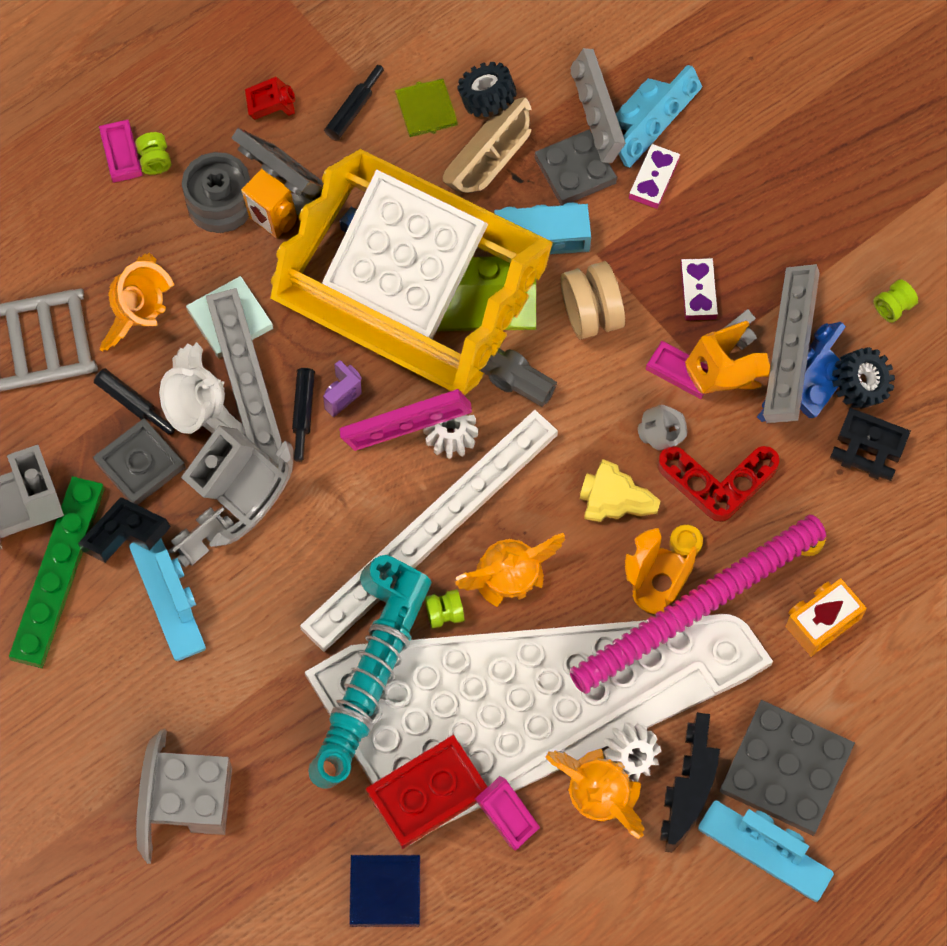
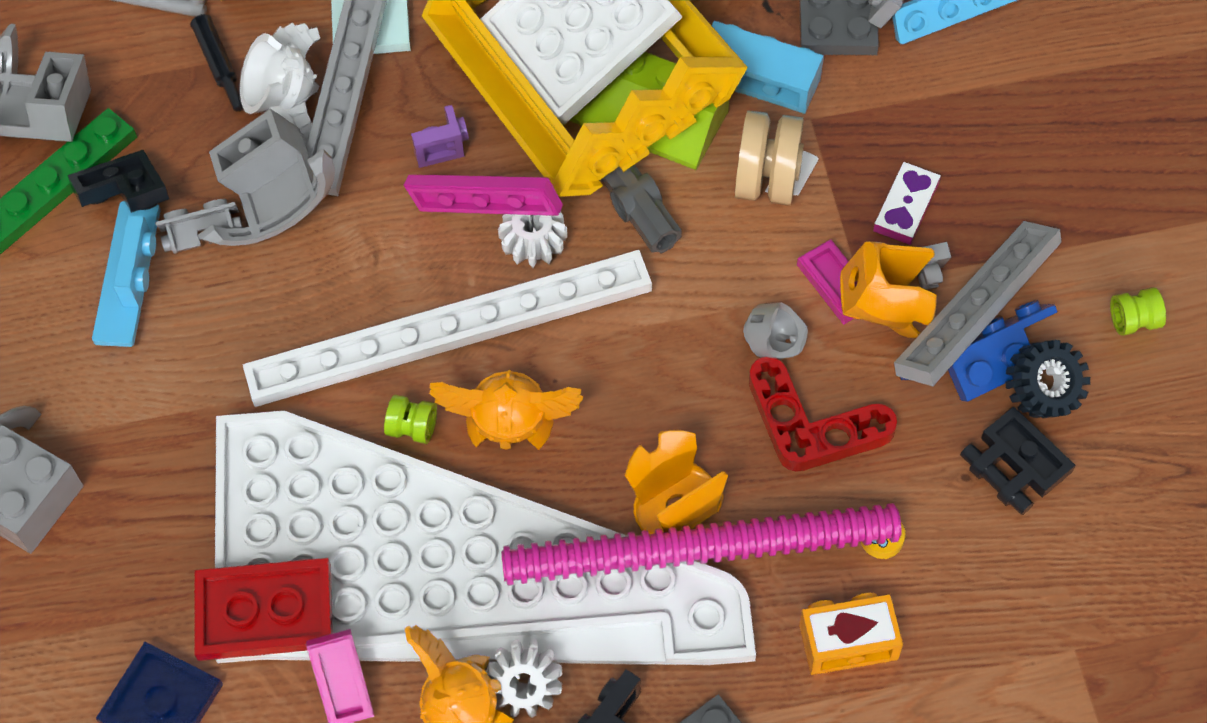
camera: 30 degrees right, 5 degrees down
(139, 462) = (182, 122): dark grey plate -> none
(302, 409) = (388, 143): black axle -> none
(387, 639) = (321, 420): teal piece -> none
(614, 495) = (677, 381): light yellow rock -> none
(654, 176) = (923, 63): tile -> none
(684, 538) = (739, 470): yellow tile -> none

